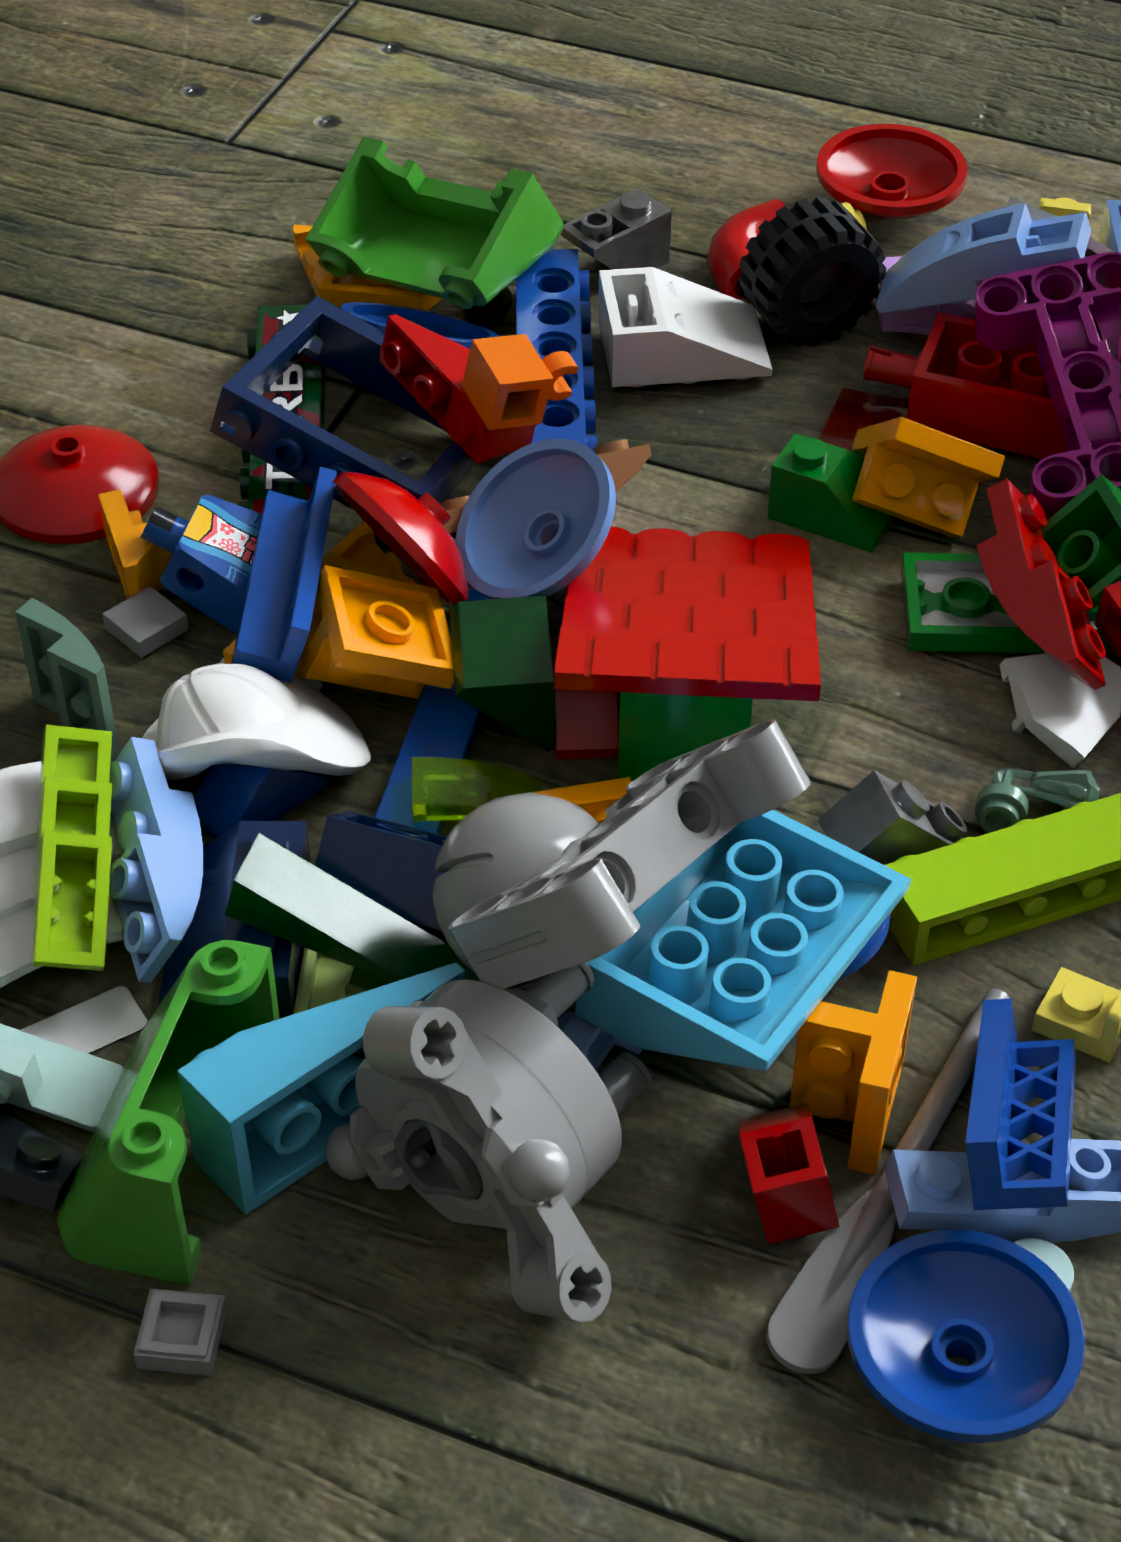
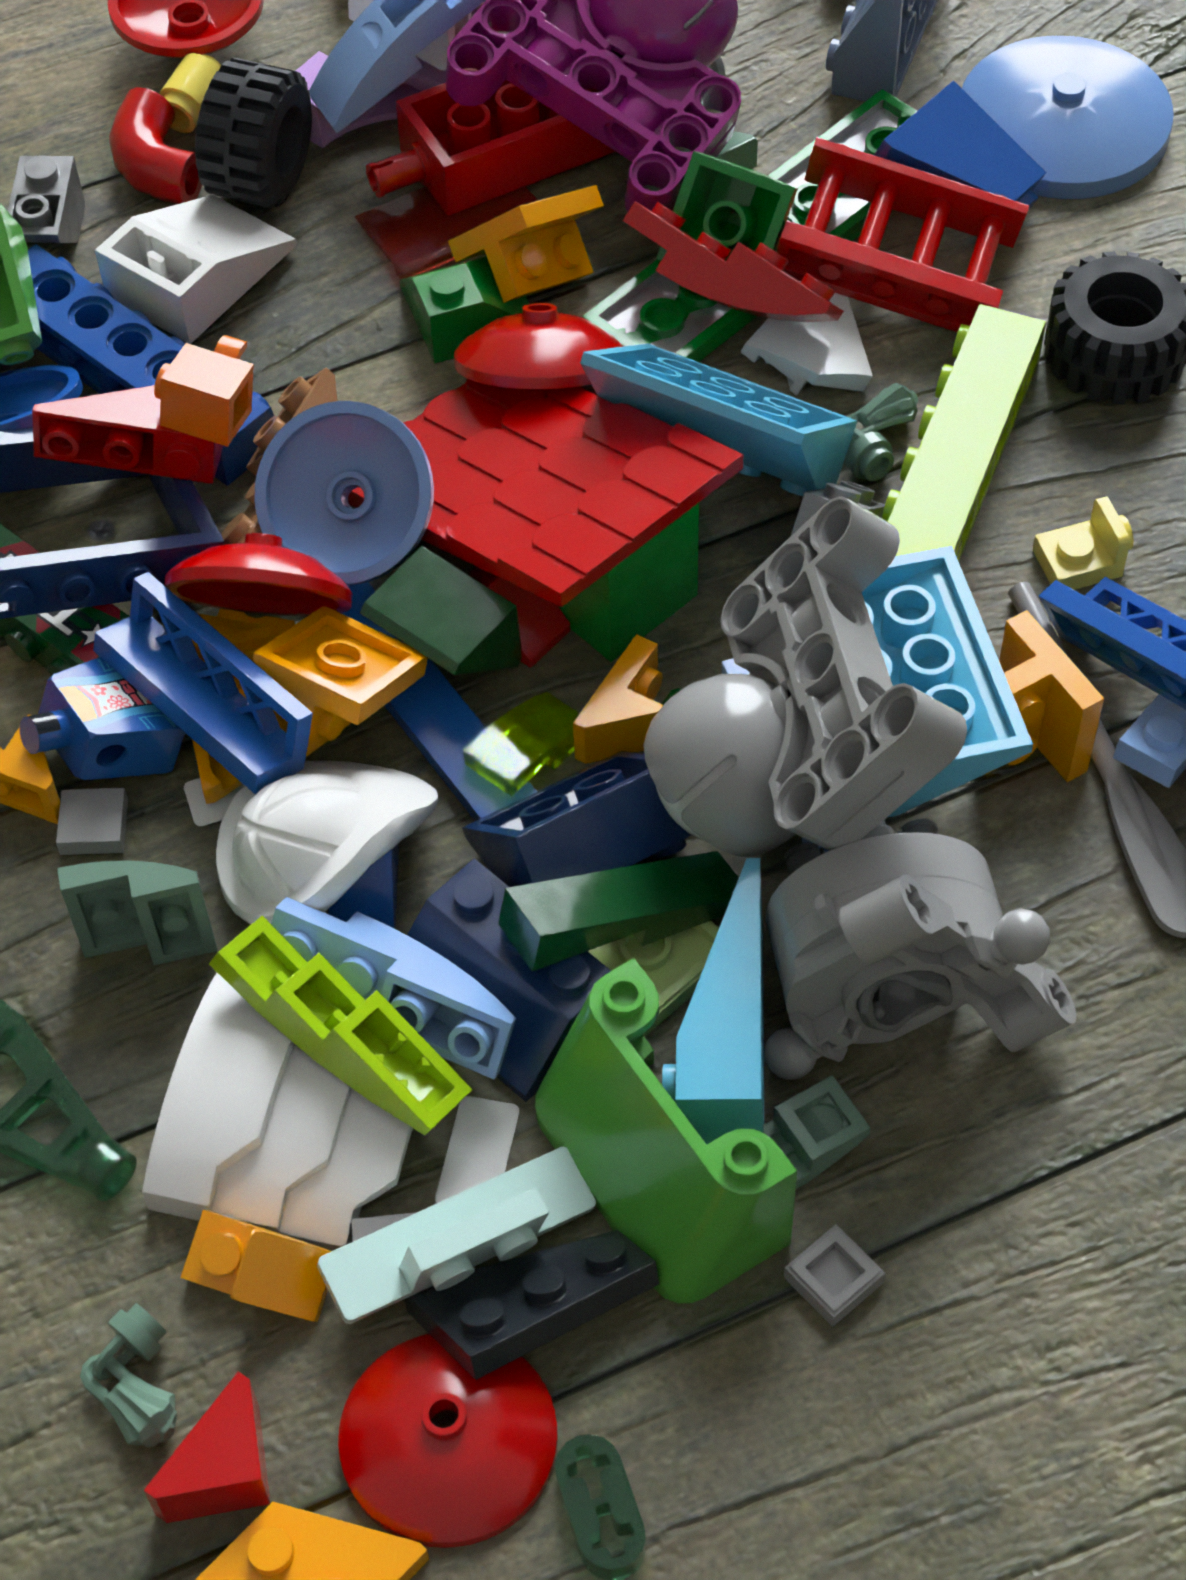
camera: 45 degrees left, 10 degrees up
(292, 1223) = (817, 1128): none -> sand green slope
(787, 1173) = (1057, 808): red slope -> none
(827, 546) = (531, 349): none -> red dish
(903, 678) = (770, 428): none -> medium azure slope

